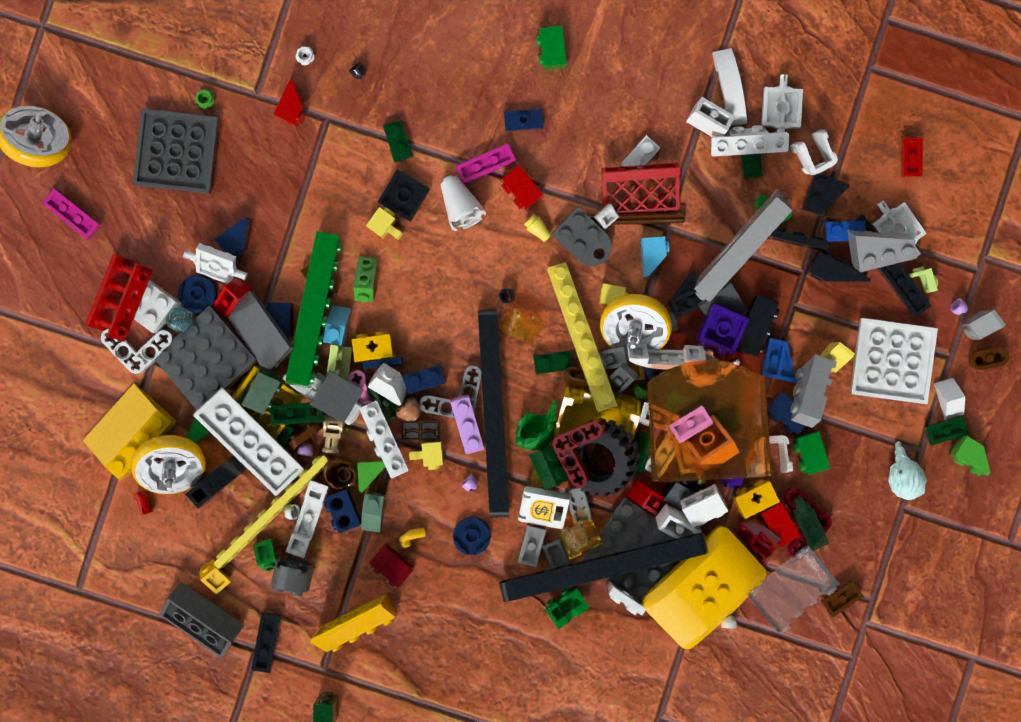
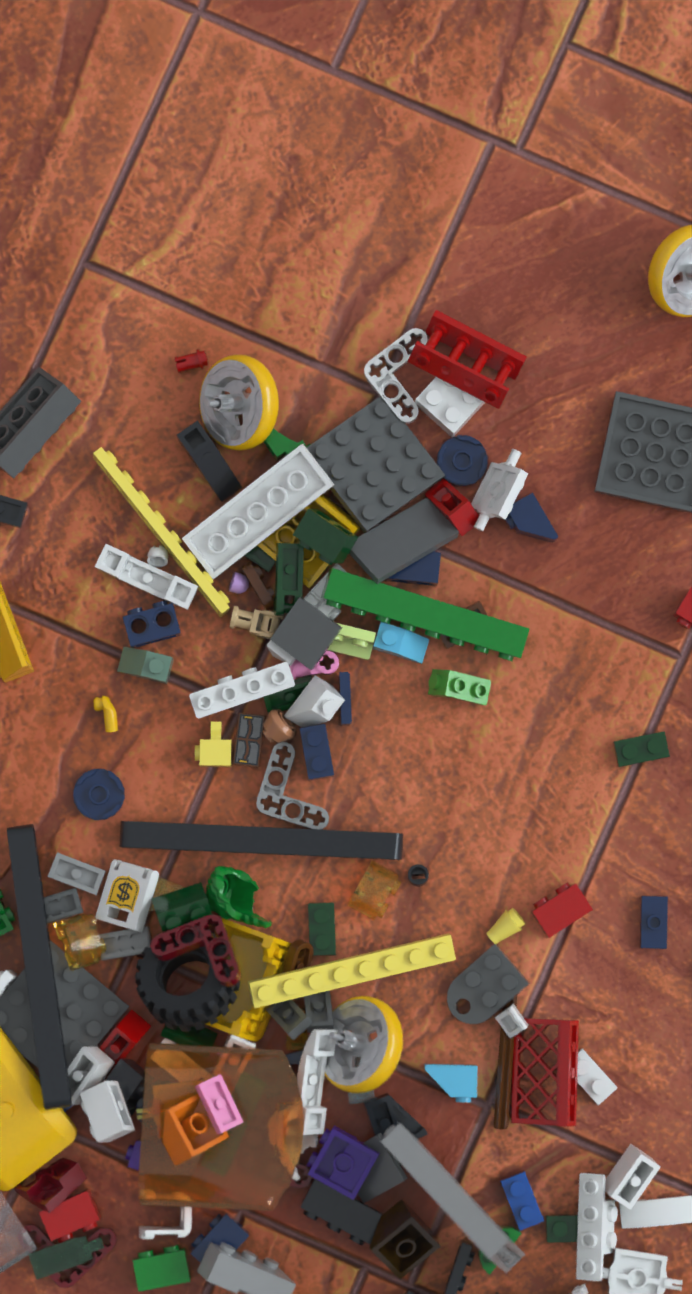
camera: 85 degrees right, 5 degrees down
(71, 214) = (584, 306): dark pink plate -> none
(125, 428) = (291, 349): yellow slope -> none
(179, 319) = (430, 435): clear light blue cone -> none
(213, 577) = (82, 444): yellow bracket -> none
(265, 554) = (103, 517): green bracket -> none
(292, 575) = (73, 549): dark grey brick -> none
(341, 473) = (202, 628): reddish brown hair -> none
(363, 353) = (360, 673): yellow brick -> none
(368, 472) = (200, 664): bright green slope -> none
(383, 222) = (531, 717): light yellow brick -> none
(391, 566) = (71, 681): dark red brick -> none
(404, 195) = (566, 750): black plate -> none
(461, 206) = (547, 825): white cone -> none
(467, 424) = (250, 803): lavender plate -> none
(470, 483) = (169, 799): lavender hinge -> none
(485, 164) = (599, 864): dark pink plate -> none
(610, 292) = (408, 1017): light yellow brick -> none
(640, 390) = (271, 1041): bright green plate -> none
(734, 197) = (522, 1200): none -> blue plate
(766, 498) = (107, 1201): yellow brick -> none
(773, 280) = (402, 1240): none -> dark brown slope
(777, 361) = (291, 1236): blue wing -> none

